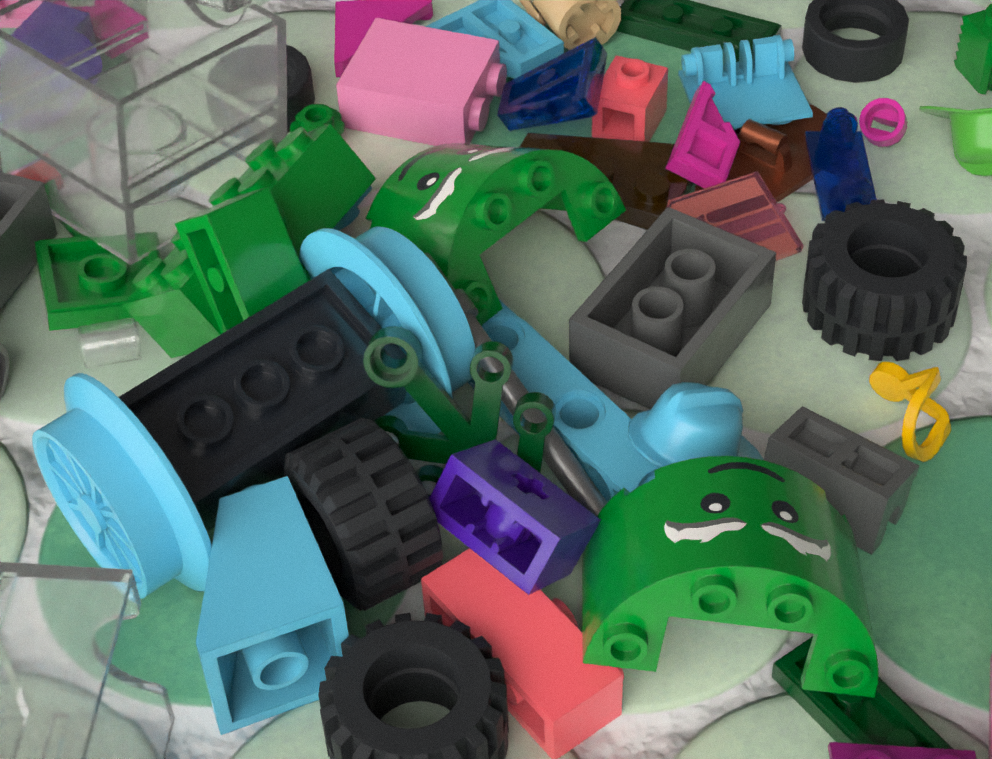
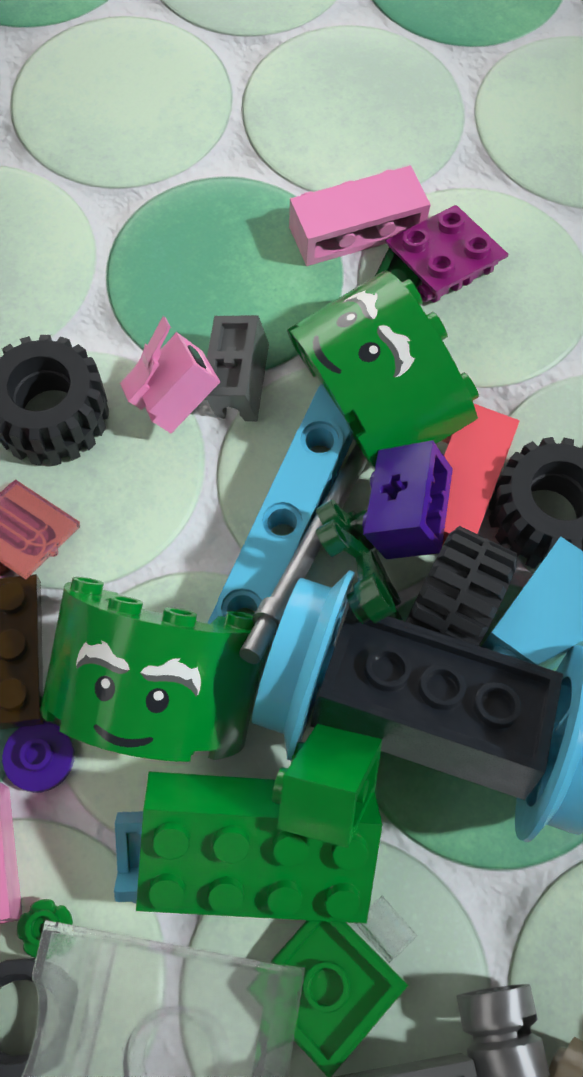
camera: 125 degrees left, 20 degrees up
(671, 308) = (148, 511): dark grey brick -> none
(691, 424) = (260, 447): medium azure piece -> none
(839, 383) = (169, 379): none -> bright pink piece
(894, 385) = (136, 342): yellow piece -> none

